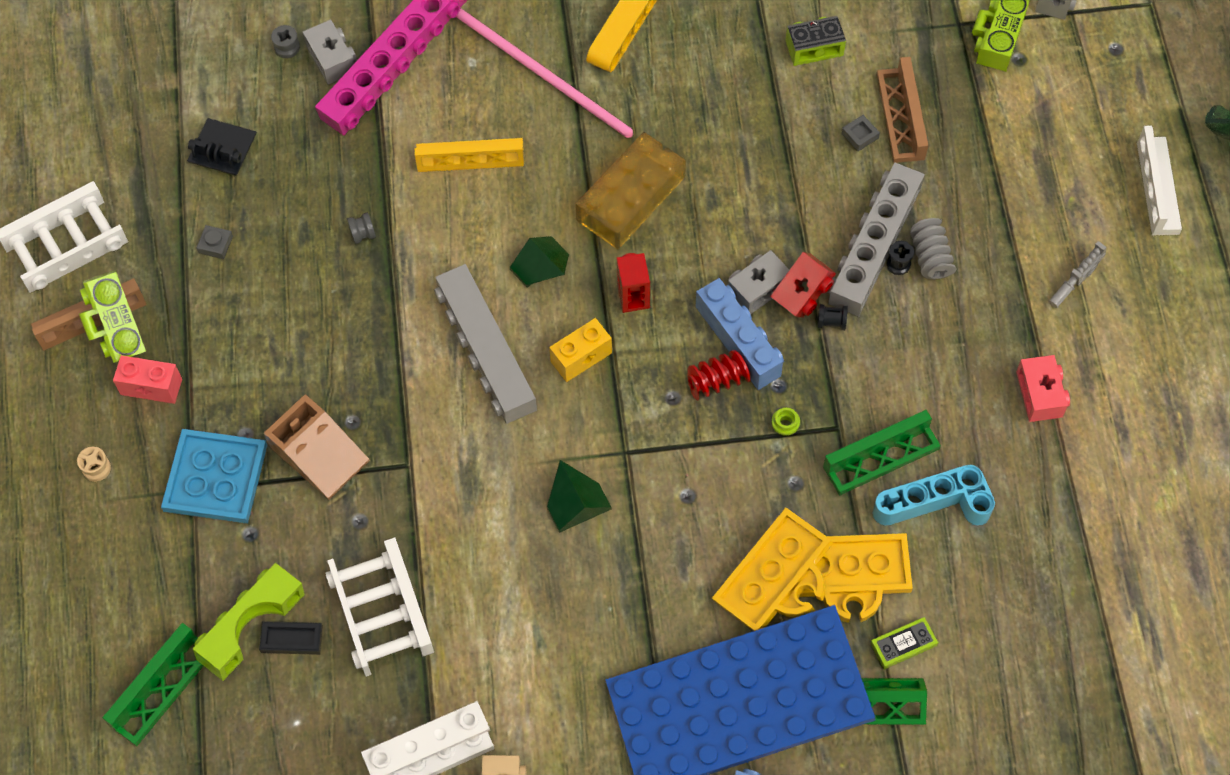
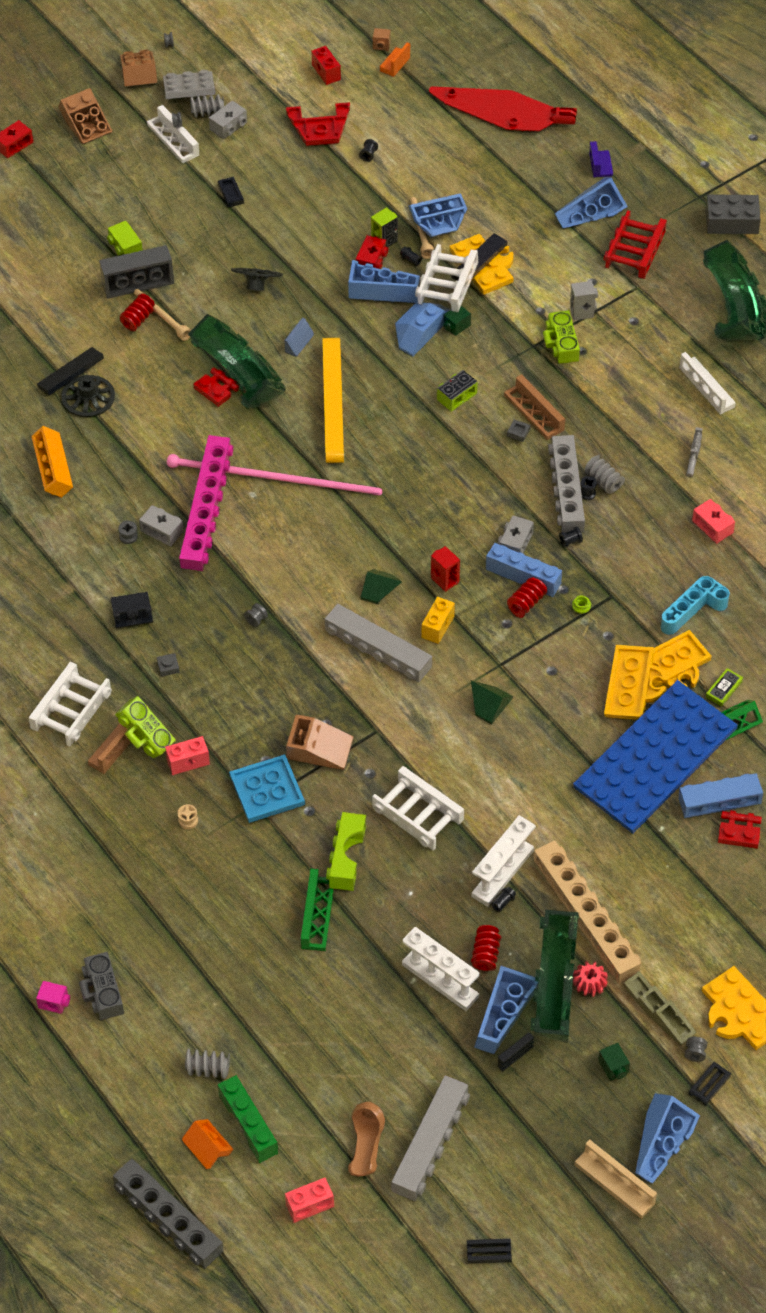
camera: 30 degrees left, 10 degrees down
(291, 638) = (375, 851): black tile -> none
(469, 155) = (292, 545): yellow fence -> none
(630, 190) = (405, 521): clear yellow piece -> none
(791, 292) = (542, 515): brick -> none
(876, 443) = (649, 583): green fence -> none

